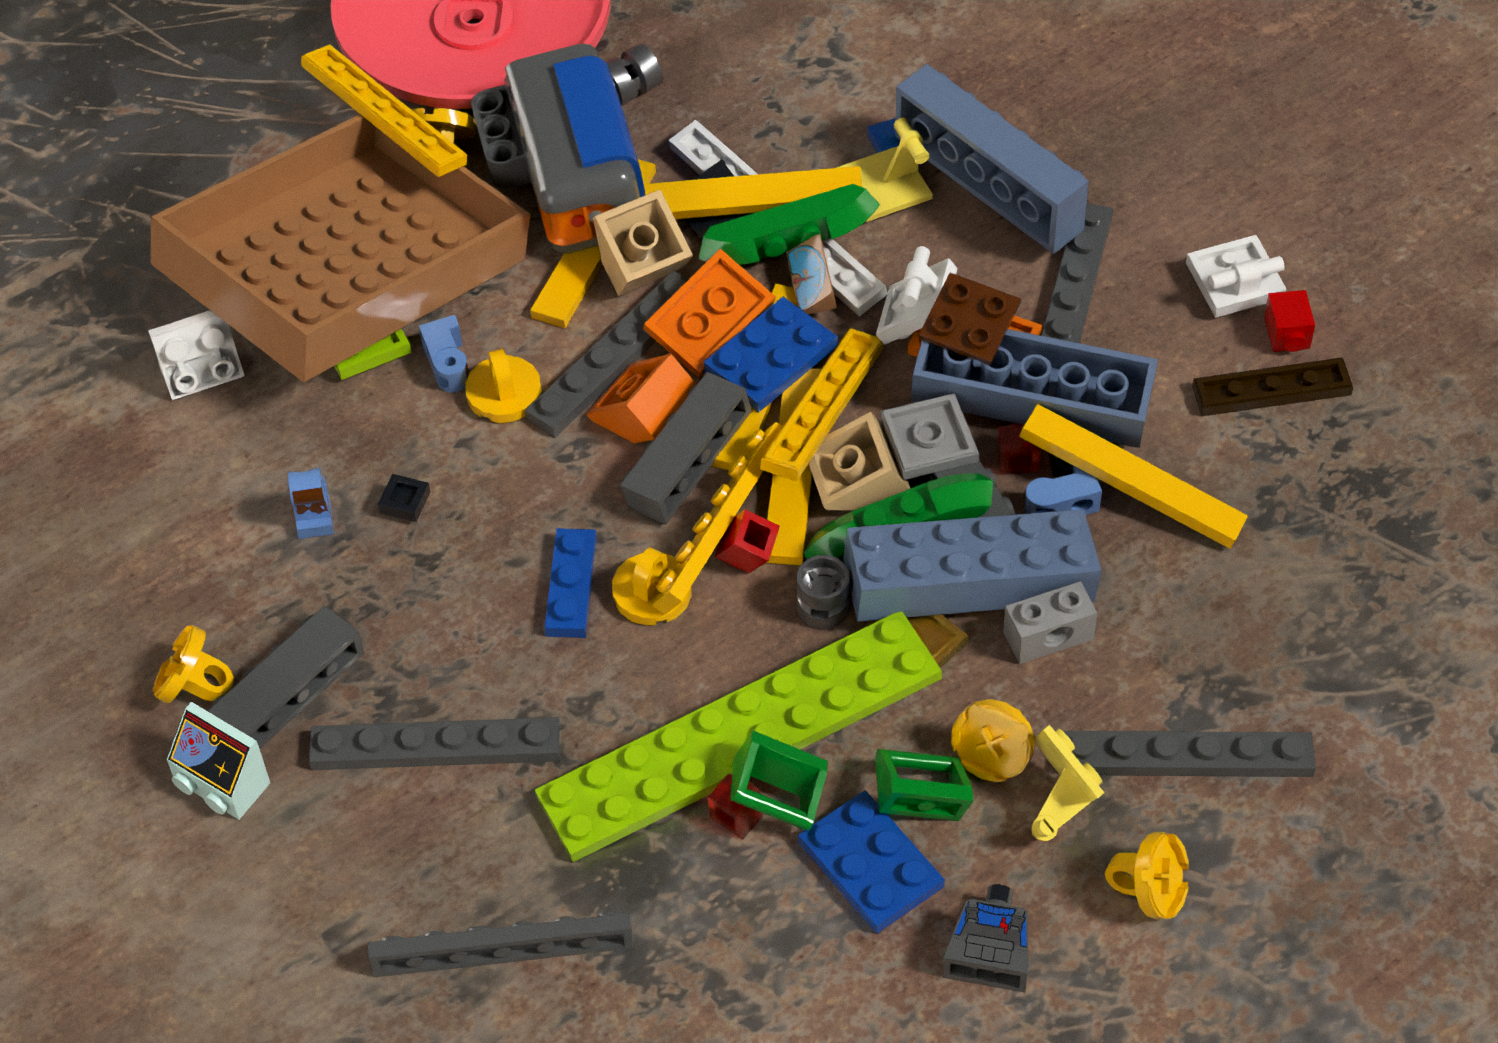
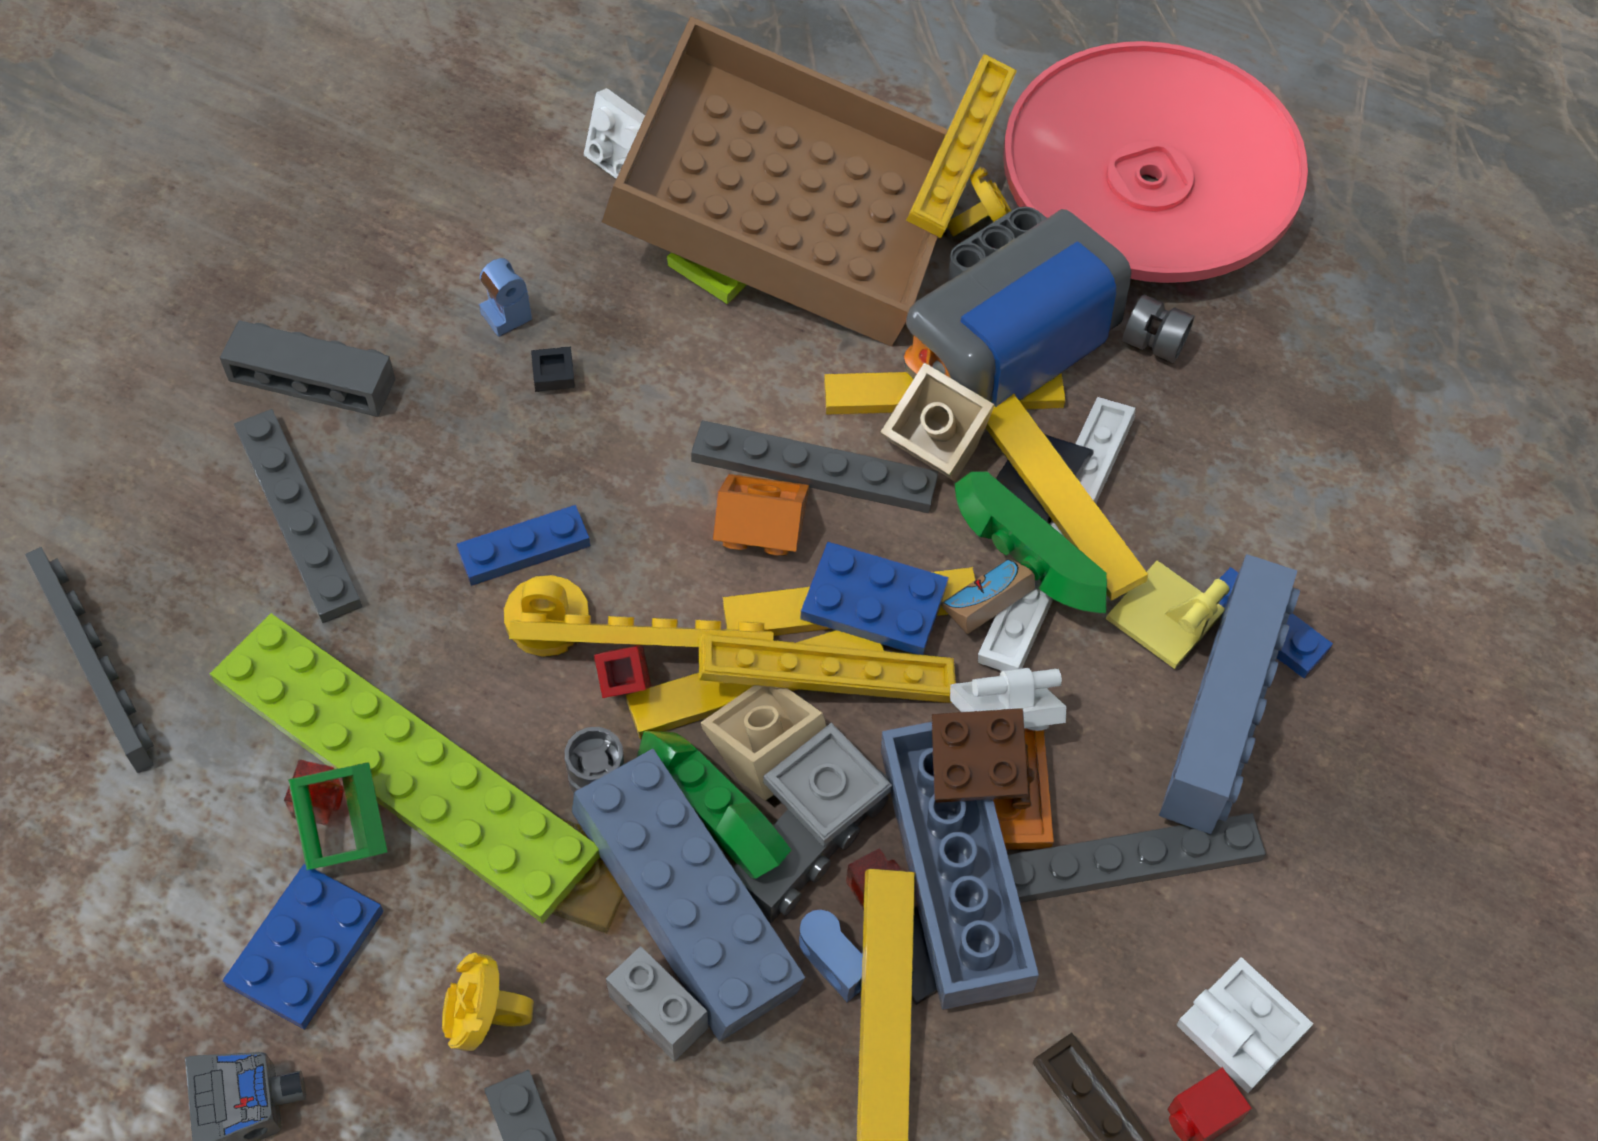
camera: 60 degrees right, 5 degrees up
(187, 669) = (285, 286): yellow tile -> none
(217, 763) = (192, 362): slope -> none
(440, 345) = (733, 327): medium blue leg -> none
(502, 387) = (722, 392): yellow tile -> none
(685, 448) = (715, 570): dark grey brick -> none
(708, 311) = (895, 519): orange plate -> none
(922, 797) = (378, 962): green tile -> none
(1074, 788) = (452, 1098): light yellow plate -> none

